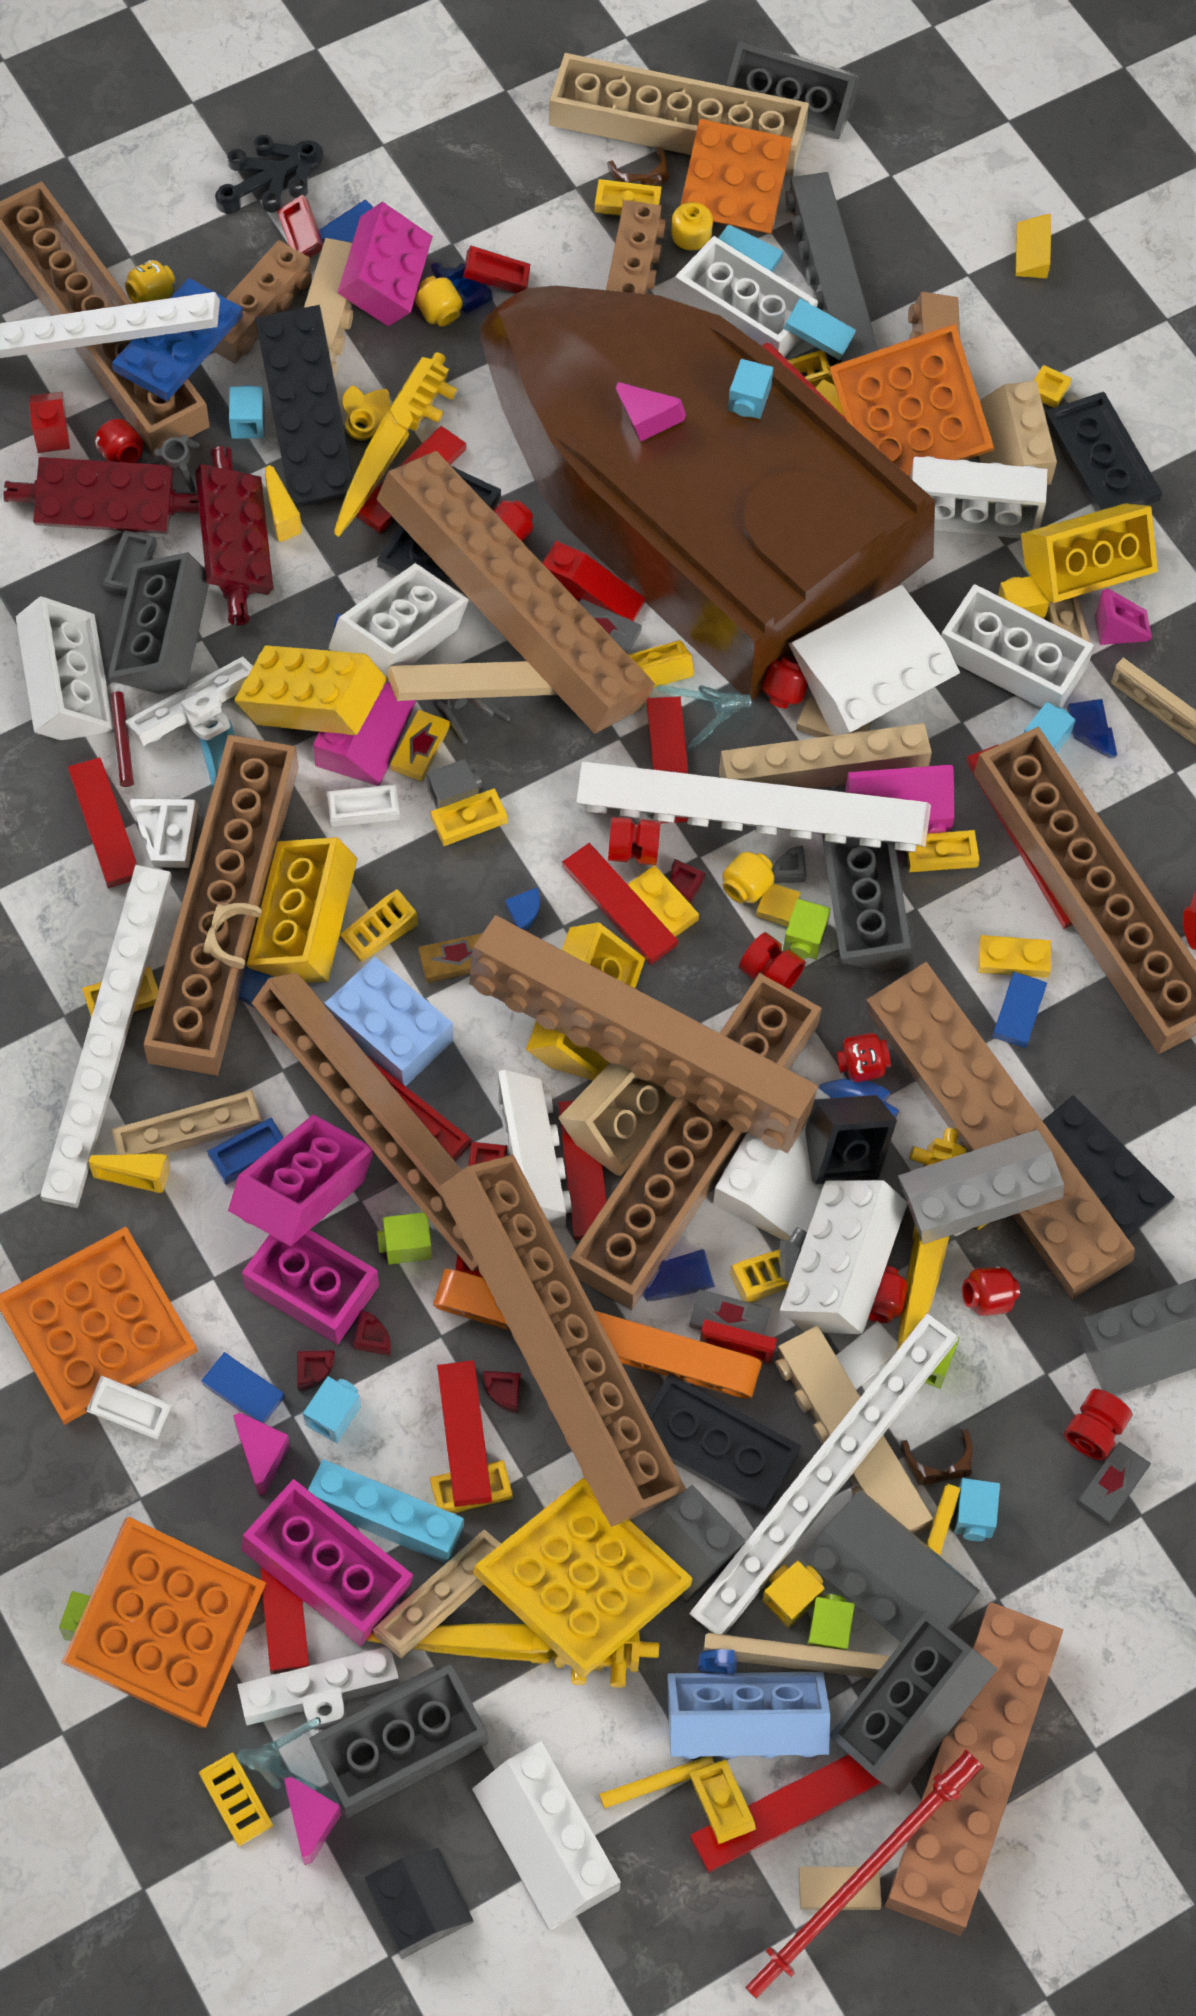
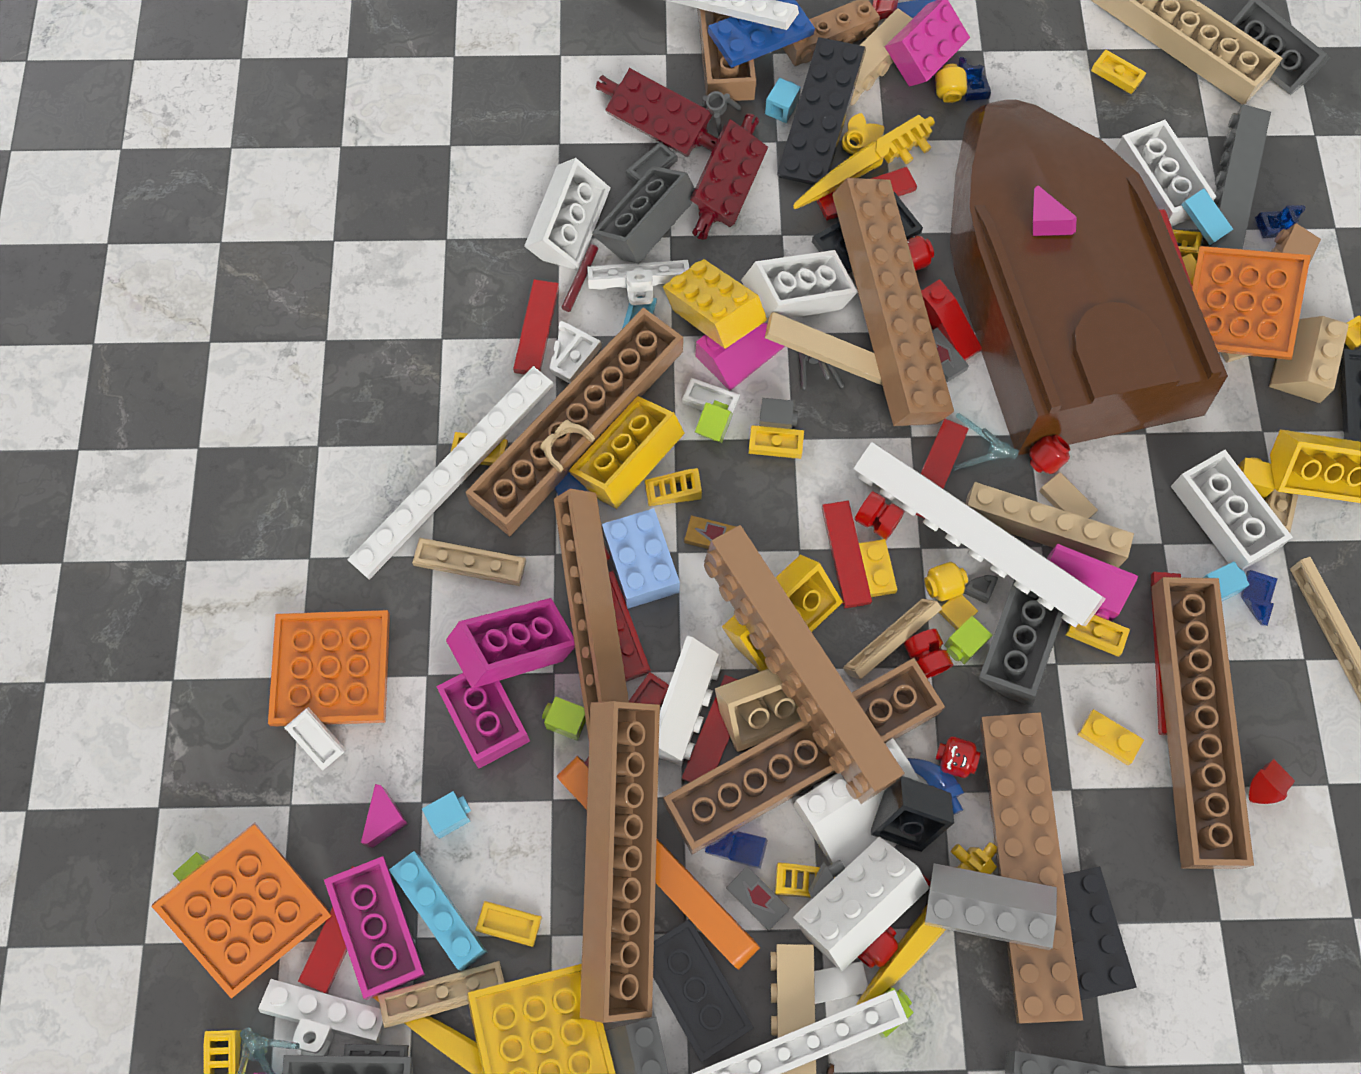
camera: 30 degrees right, 5 degrees up
(49, 422) = (652, 50): red slope -> none
(119, 442) = (689, 82): red head -> none
(132, 1170) = (421, 577): yellow slope -> none
(242, 1388) = (399, 765): blue tile -> none
(244, 1149) = (494, 598): blue tile -> none
(283, 510) = (769, 173): yellow slope -> none
(313, 1368) = (453, 776): dark red tile -> none
(372, 1335) = (505, 774): dark red tile -> none
(385, 827) = (714, 421): none -> lime brick
(420, 745) = (771, 376): yellow tile -> none
(464, 1433) = (524, 883): red tile -> none
(496, 270) = (1001, 79): red tile -> none
(503, 1389) = (571, 863): dark red tile -> none
(524, 908) = (778, 524): blue tile -> none
(636, 248) = (1107, 105): medium nougat brick -> none
(660, 171) = (1139, 63): reddish brown cap -> none
(665, 663) = (970, 399): yellow slope -> none
(686, 879) = (902, 560): dark red tile -> none
(691, 226) = (1153, 107): yellow head -> none
(724, 964) = (892, 638): none -> tan tile
(737, 174) = (1203, 86): orange plate -> none
(739, 1340) = (752, 921): red tile -> none
(750, 389) = (1132, 233): medium azure brick -> none
(752, 247) = (1189, 141): medium azure tile -> none
(872, 660) = (1120, 469): white slope -> none
(897, 299) = (1273, 222): none -> clear blue slope
(983, 496) = (1265, 389): white brick -> none
(990, 1291) = (957, 986): red head -> none
(1019, 1010) = (1093, 779): blue tile -> none
(1120, 620) = (1321, 527): dark pink slope -> none

